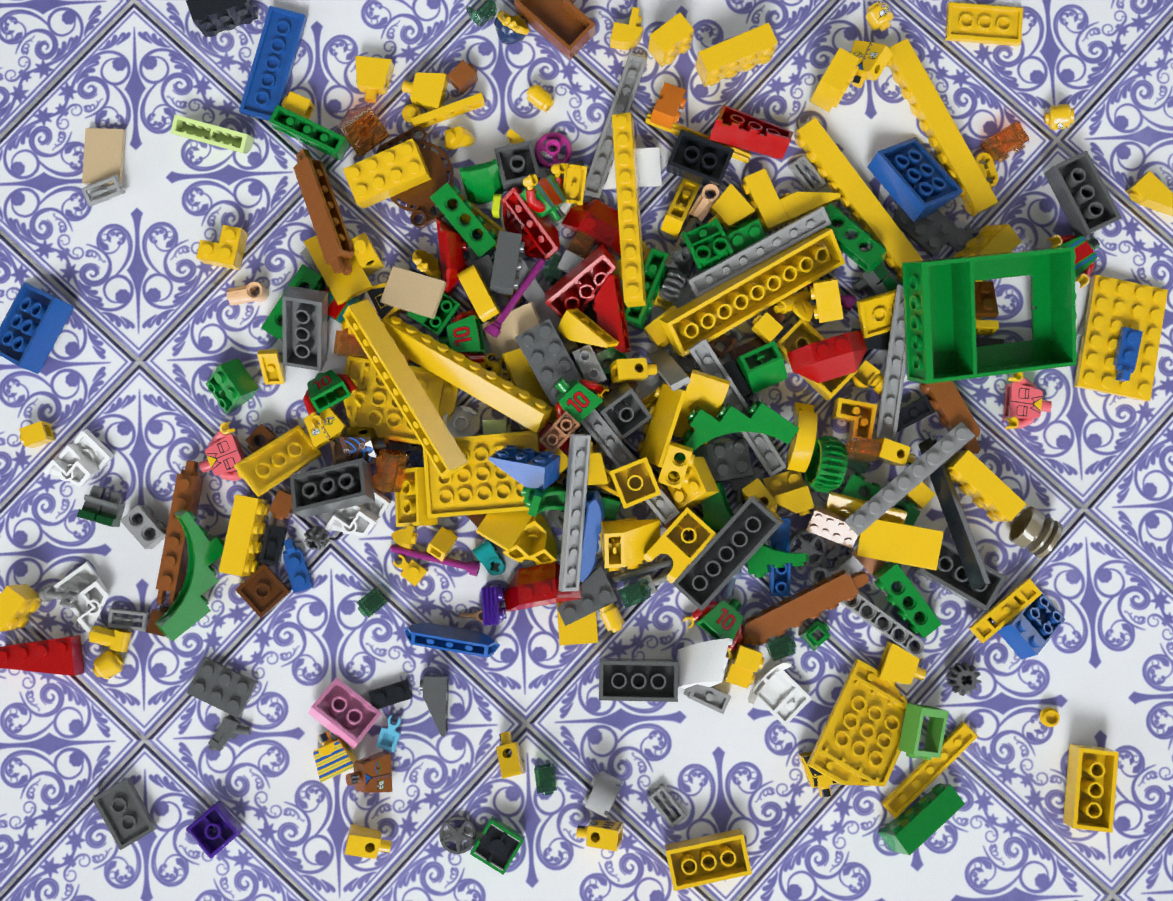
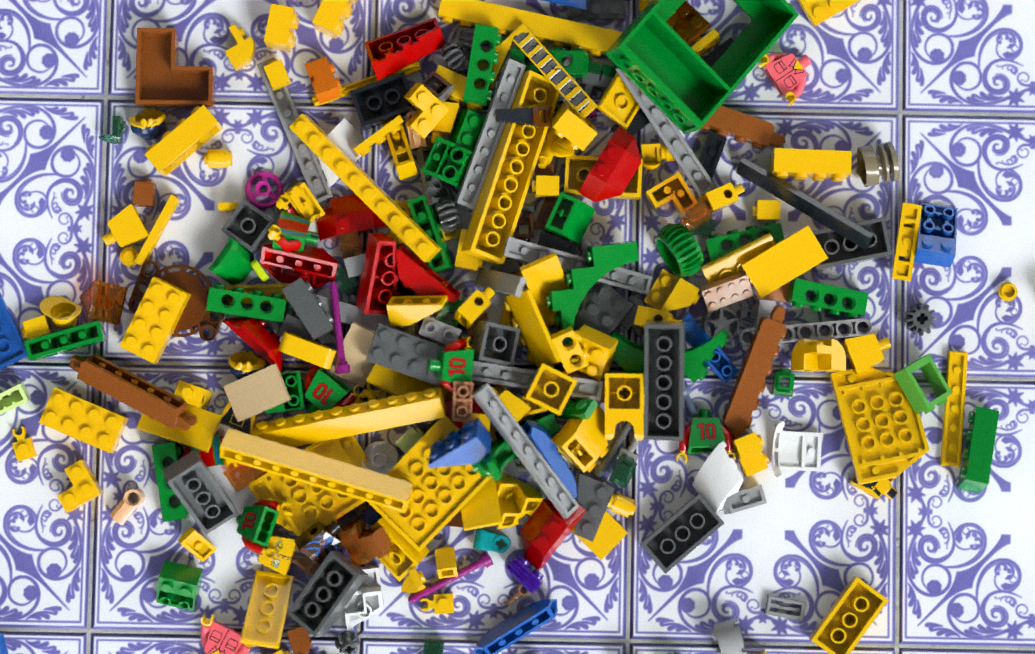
camera: 45 degrees left, 0 degrees up
(211, 186) = (24, 448): none -> yellow plate
(264, 431) = (233, 599): reddish brown brick -> none
(270, 203) = (83, 420): none -> yellow brick
(325, 109) = (61, 311): none -> yellow piece
(373, 76) = (74, 254): yellow torso -> none
(402, 482) = (376, 542): none -> dark orange brick
(457, 138) = (183, 244): yellow plate -> none
(525, 60) = (183, 140): none -> yellow brick
(637, 71) = (277, 74): none -> yellow brick
(642, 516) = (578, 409): none -> green plate
(672, 182) = (378, 137): none -> yellow plate
(728, 194) = (428, 113): none -> yellow brick
(749, 184) = (438, 86): none -> dark grey slope
(780, 647) = (765, 415): clear green brick -> none
(783, 173) = (455, 56): none -> dark grey gear
(797, 259) = (525, 116): none -> black piece
(803, 442) = (648, 247): yellow arch -> none
(818, 173) = (482, 35): none -> green brick
(848, 245) = (553, 71): none -> tile
(861, 637) = (818, 356): none -> yellow brick
(909, 478) = (750, 206): light grey plate -> none

